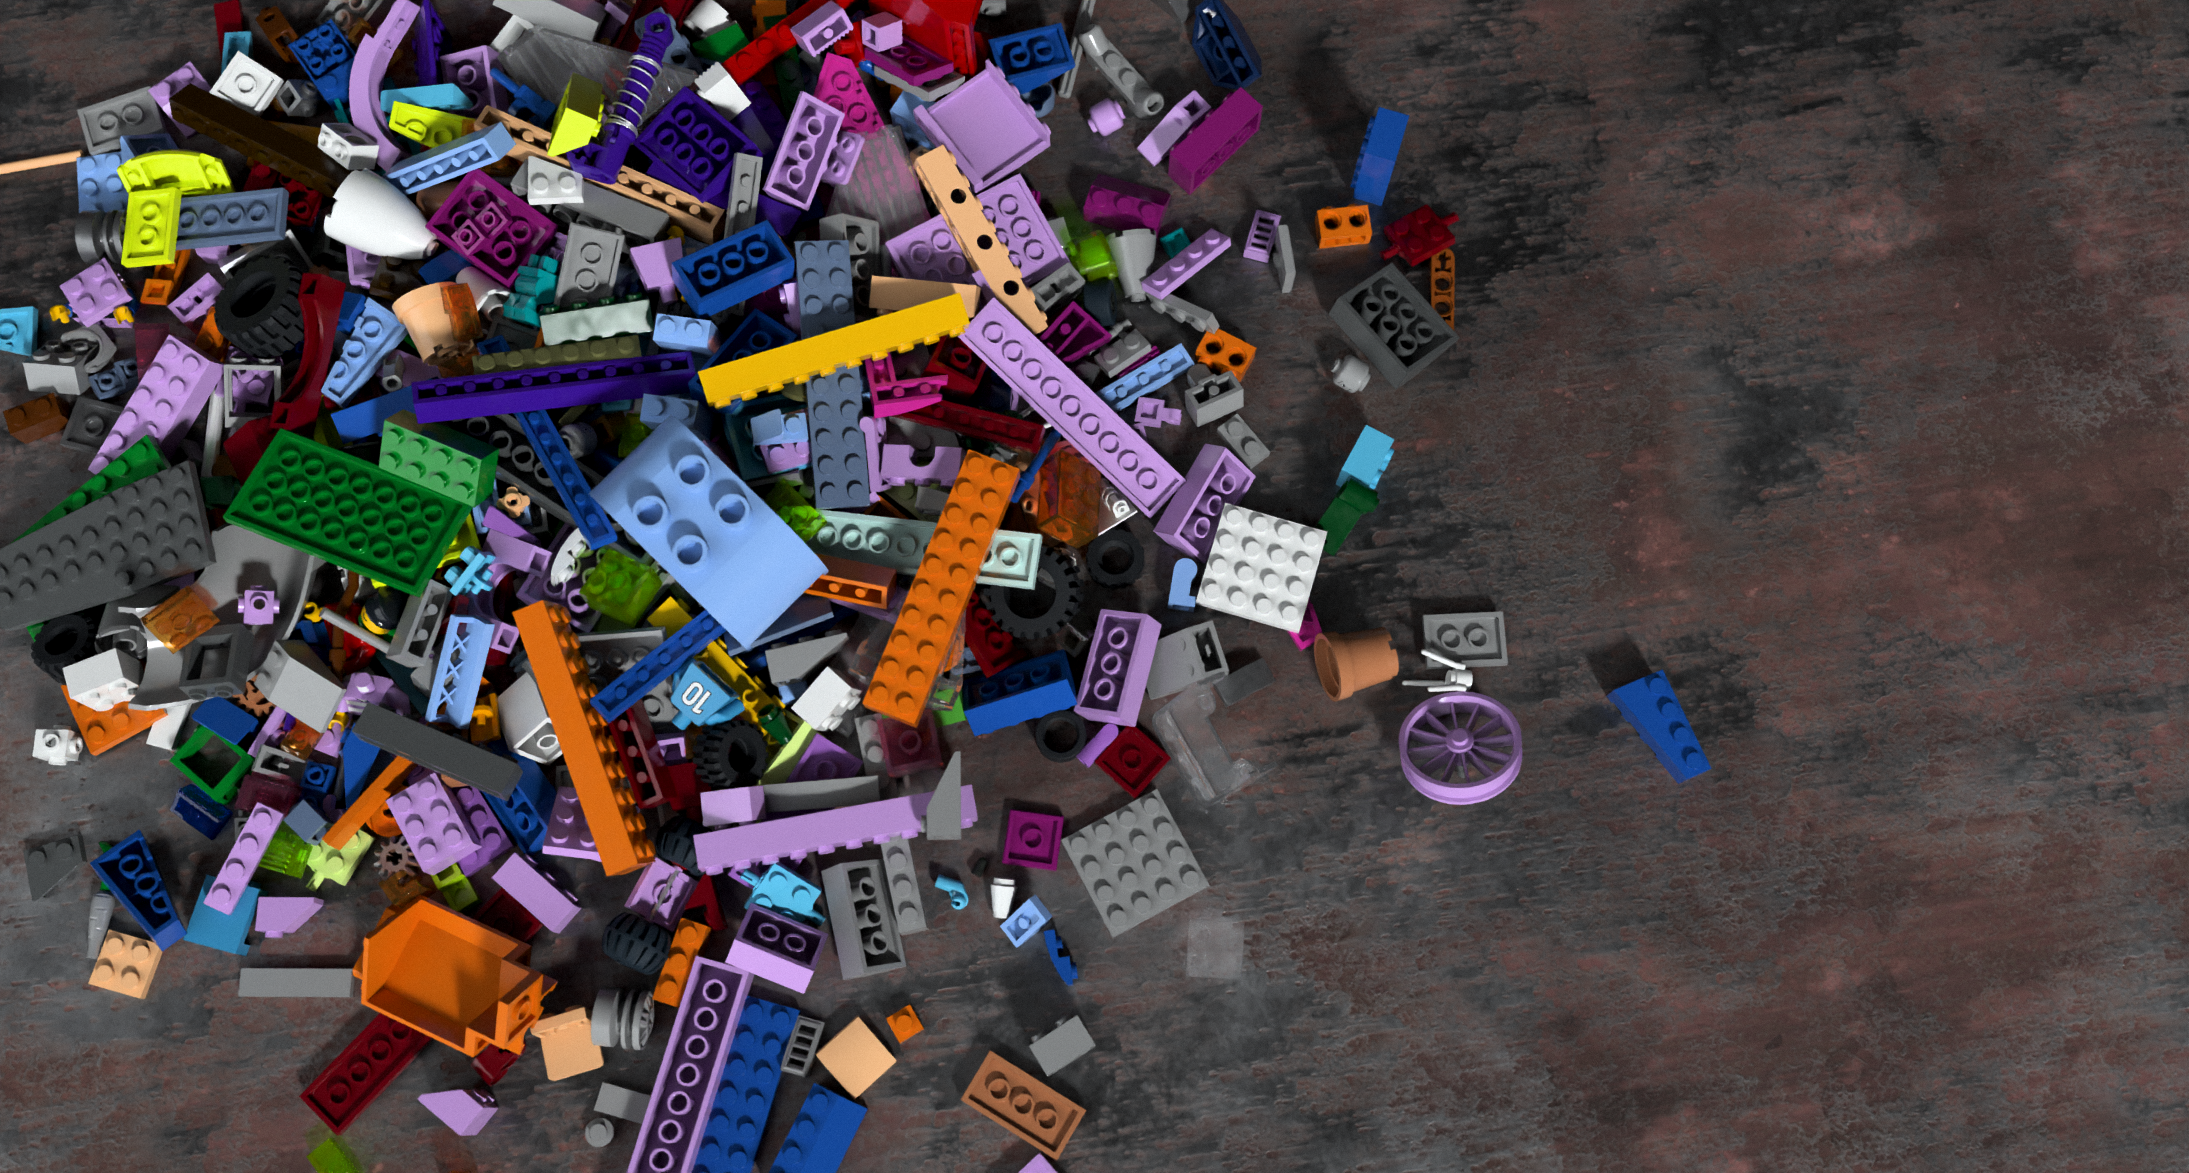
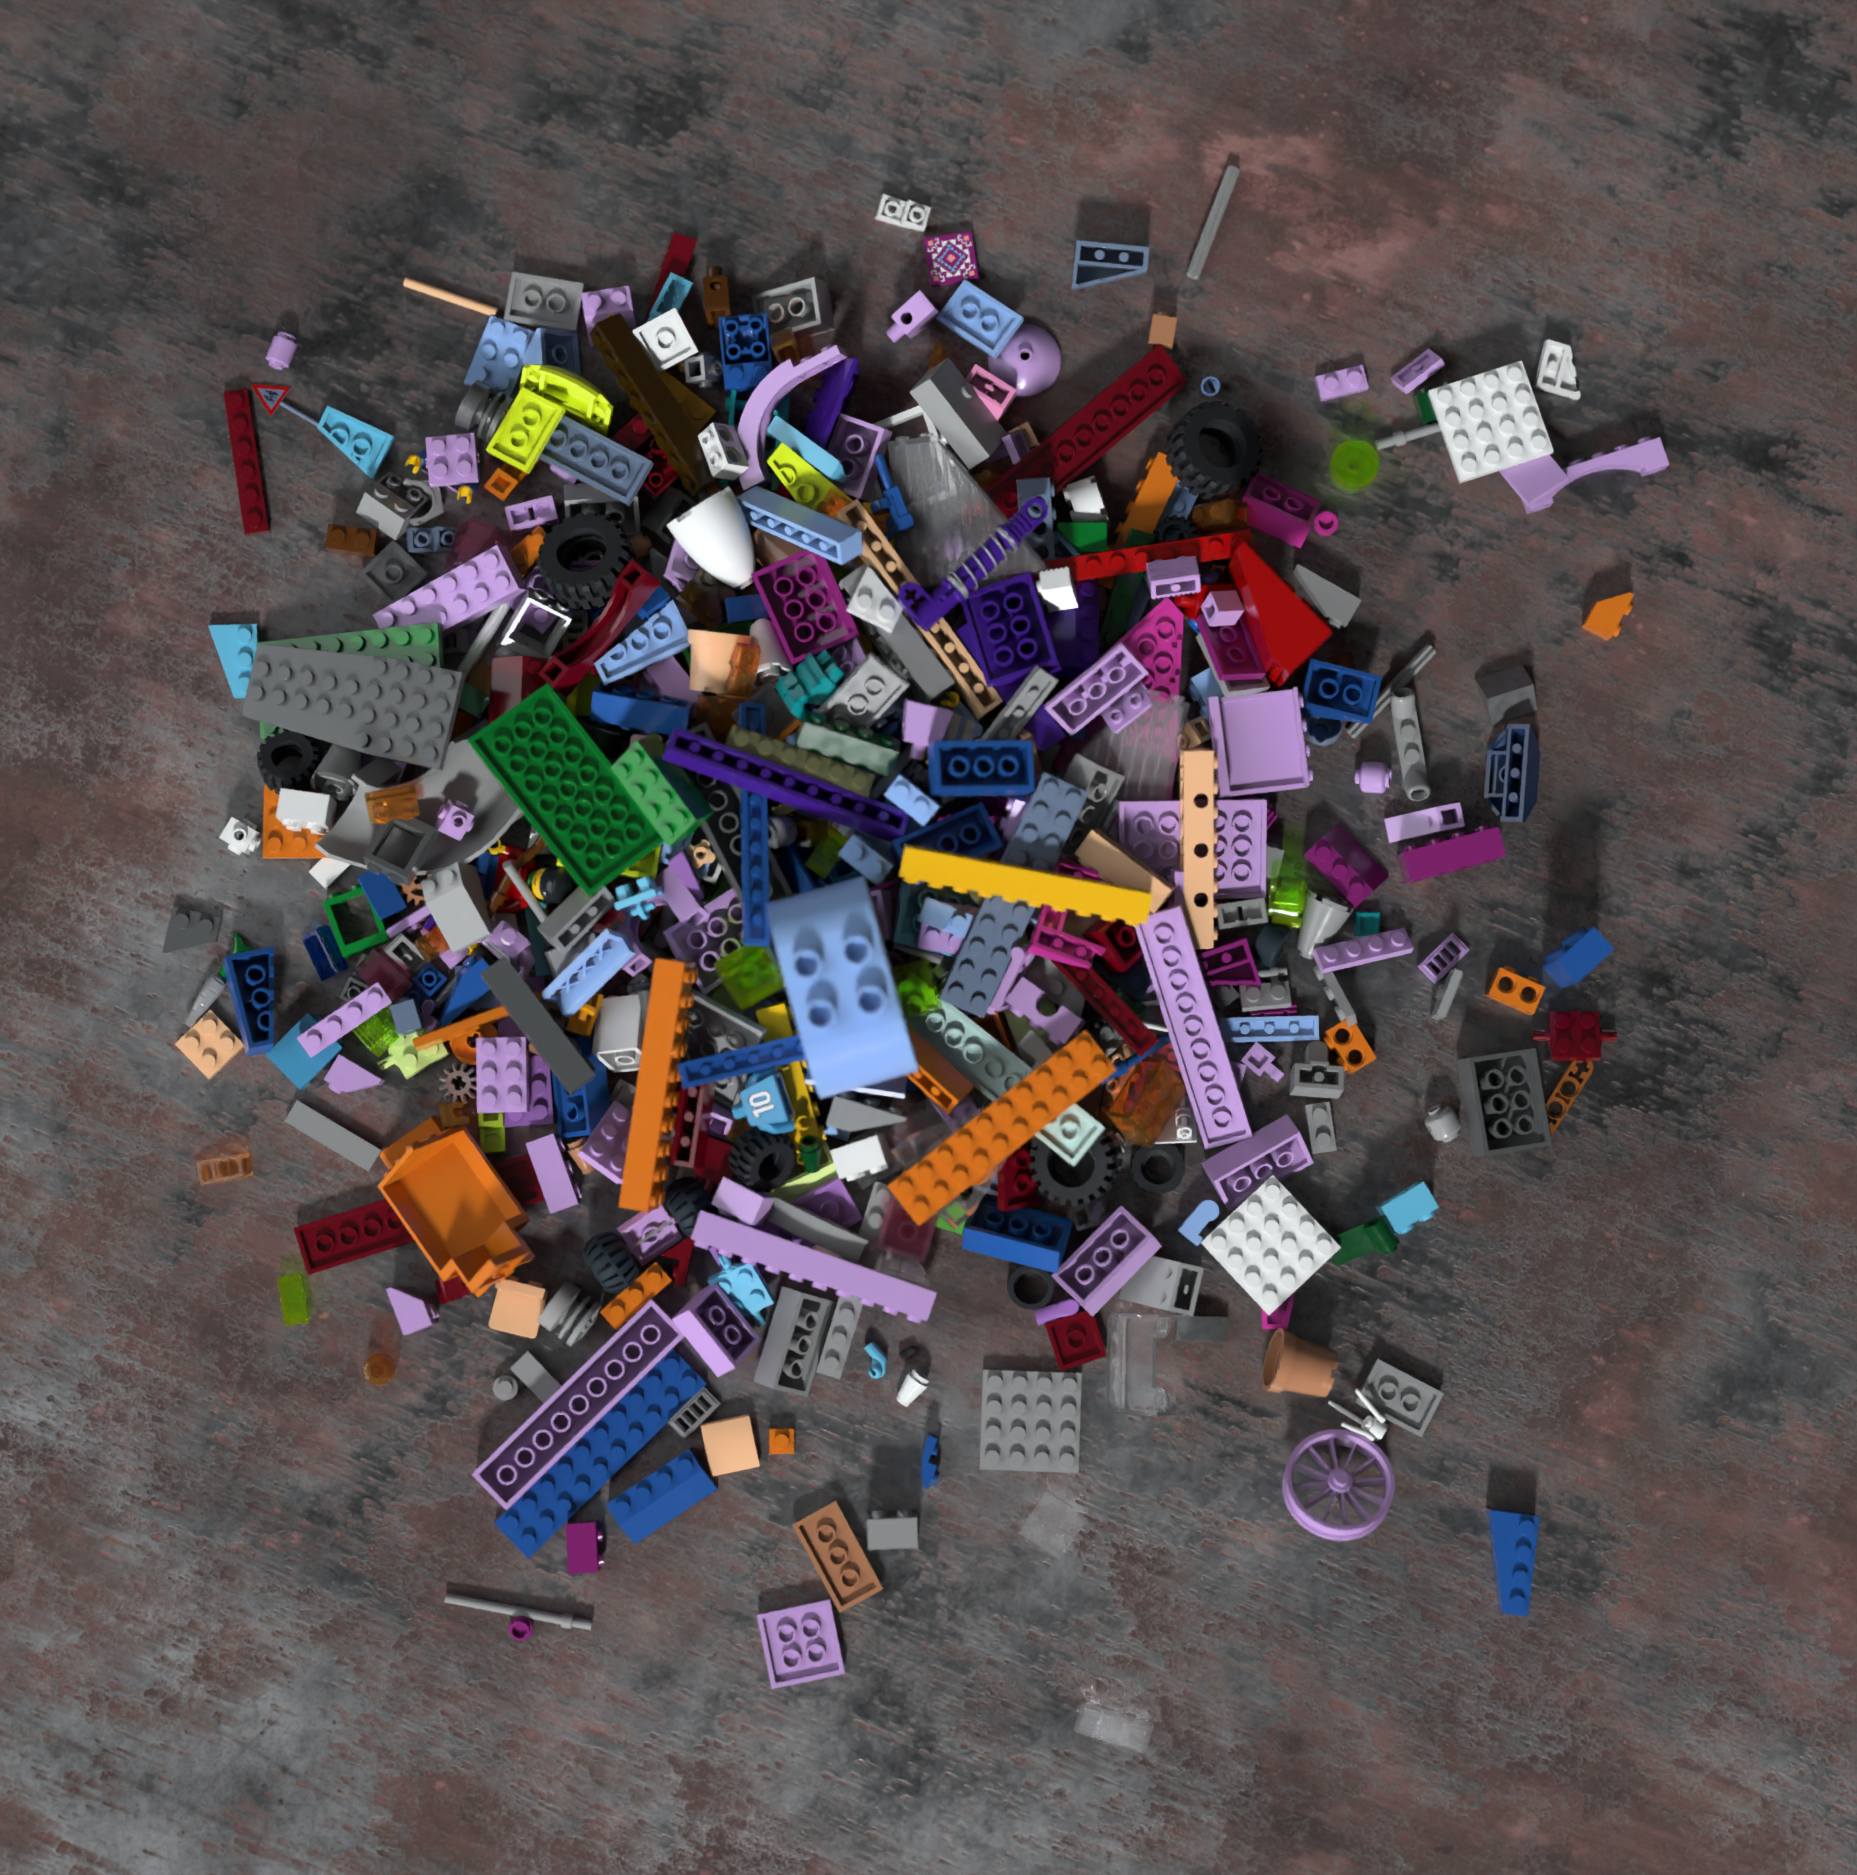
camera: 30 degrees right, 10 degrees up
(216, 1068) = (239, 1164): none -> clear orange slope
(393, 373) = (660, 682): light grey bar -> none
(479, 232) = (796, 604): magenta slope -> none
(561, 864) = (574, 1148): none -> nougat cone
(564, 563) = (715, 926): white slope -> none
(577, 115) = (924, 556): neon yellow slope -> none
(944, 808) = (905, 1302): light grey slope -> none
(1026, 921) = (919, 1418): light blue slope -> none
(1033, 840) = (961, 1356): magenta tile -> none
(1389, 1110) = (1113, 1725): none -> clear brick

